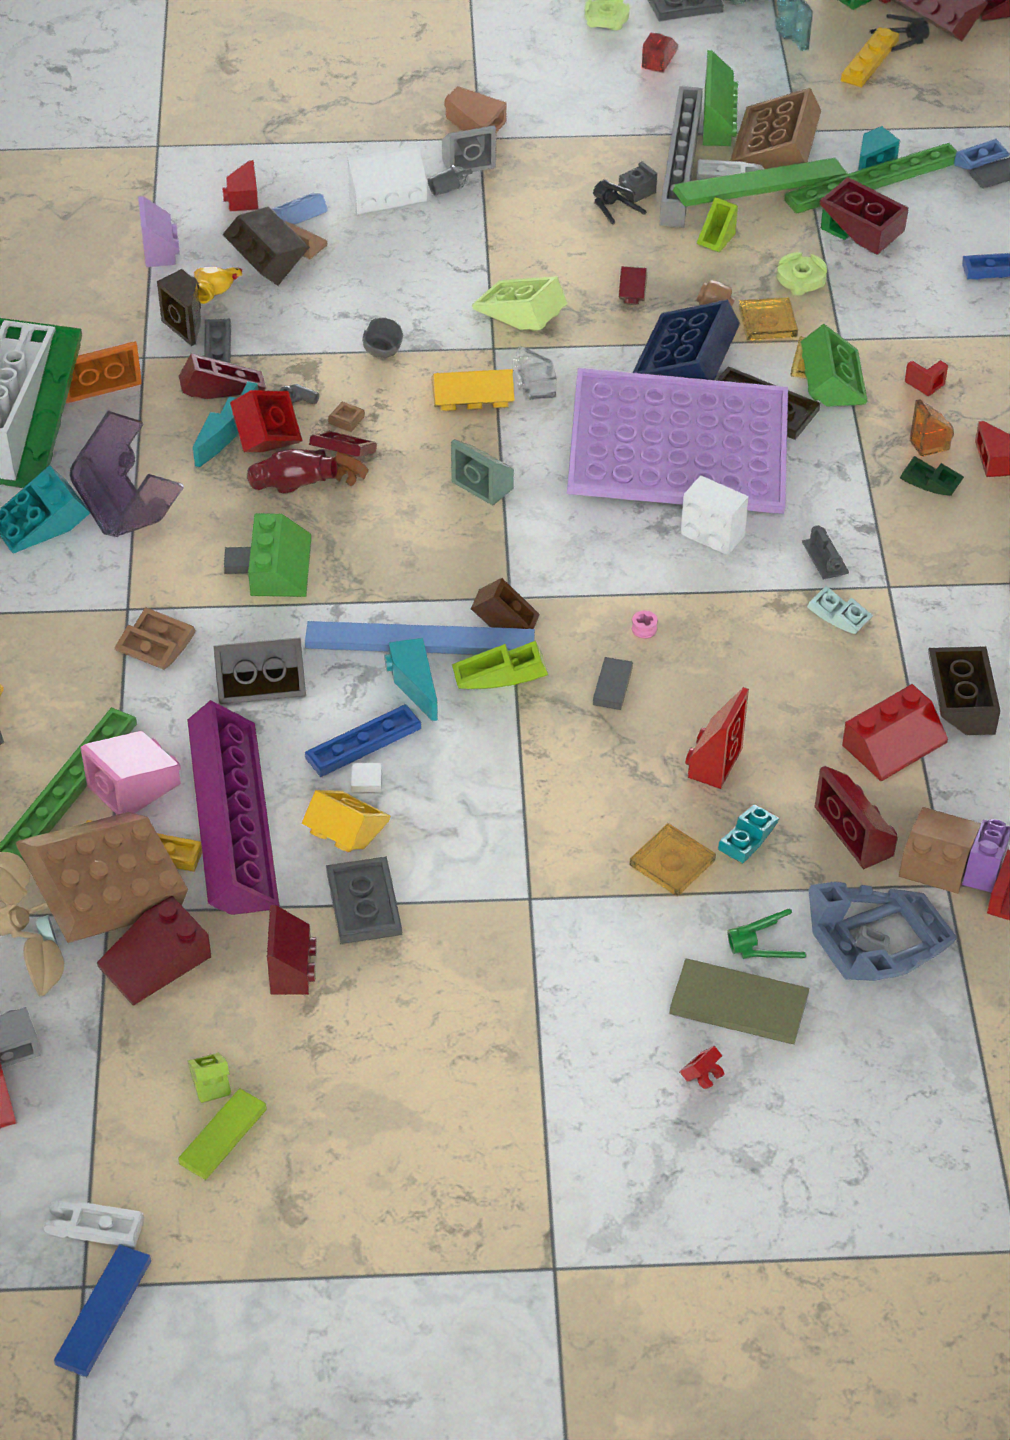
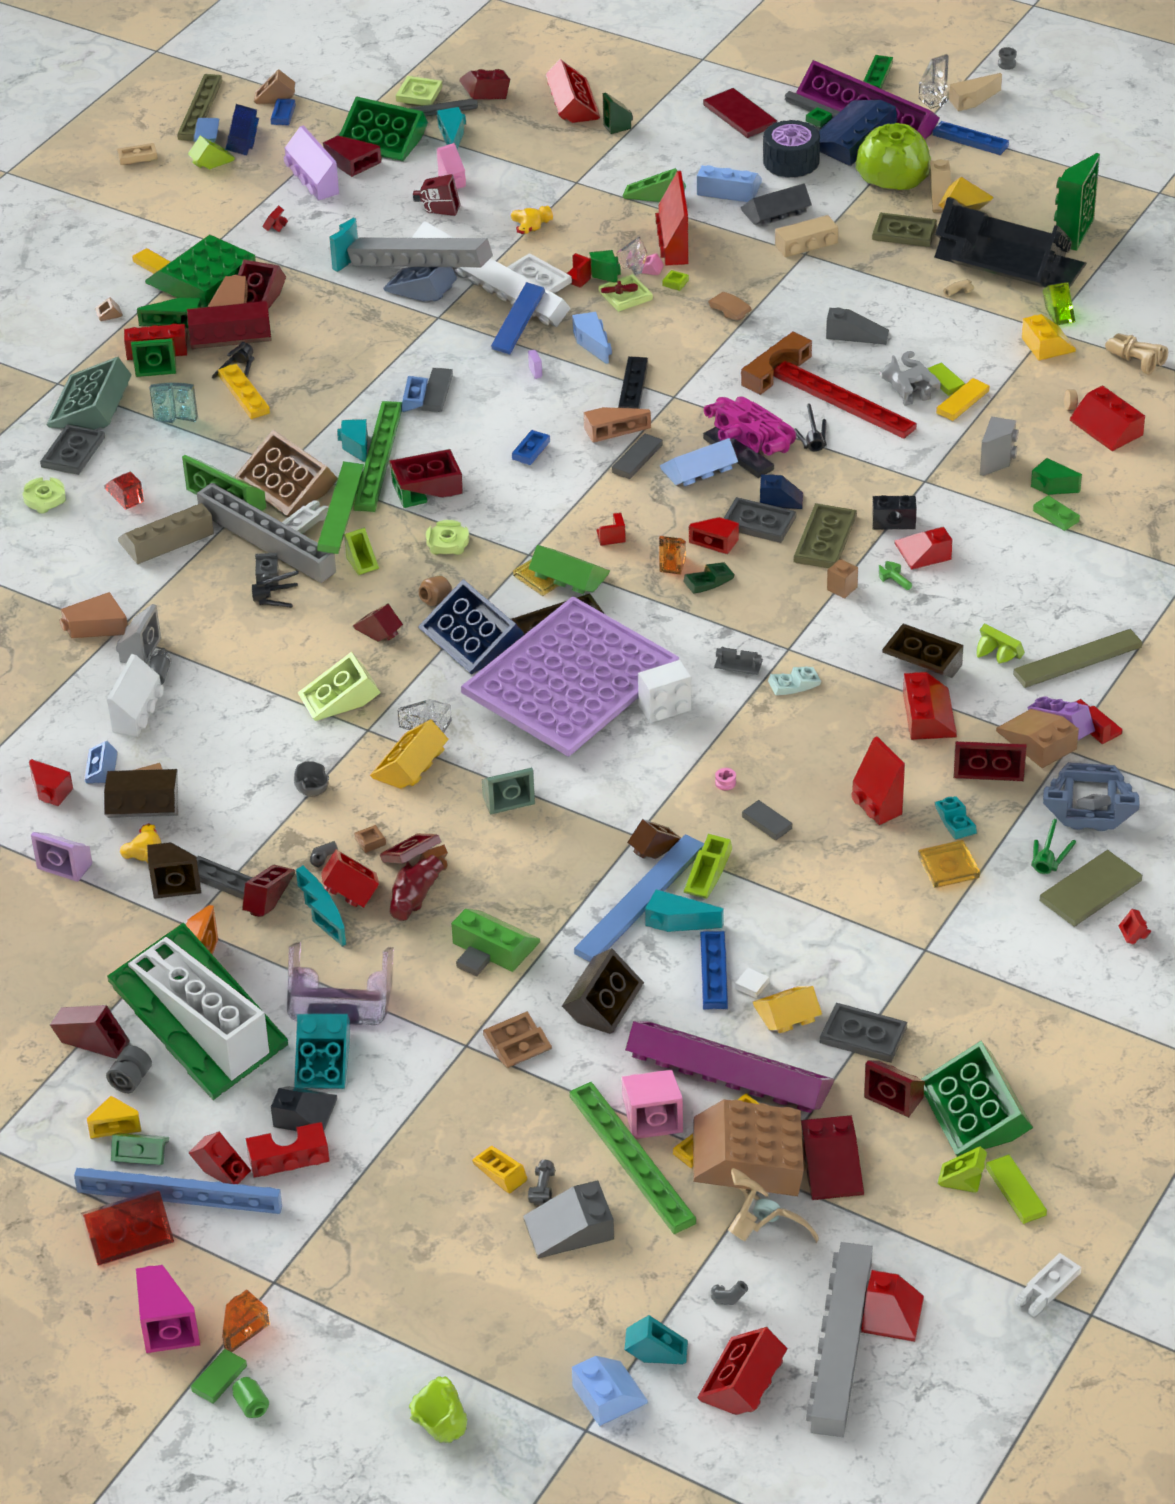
camera: 55 degrees left, 5 degrees down
(102, 1310) = (1121, 1309): blue tile -> none
(322, 1039) = (975, 1101): none -> green slope
(626, 102) = (168, 533): none -> dark tan slope
(768, 318) = (479, 574): clear yellow tile -> none

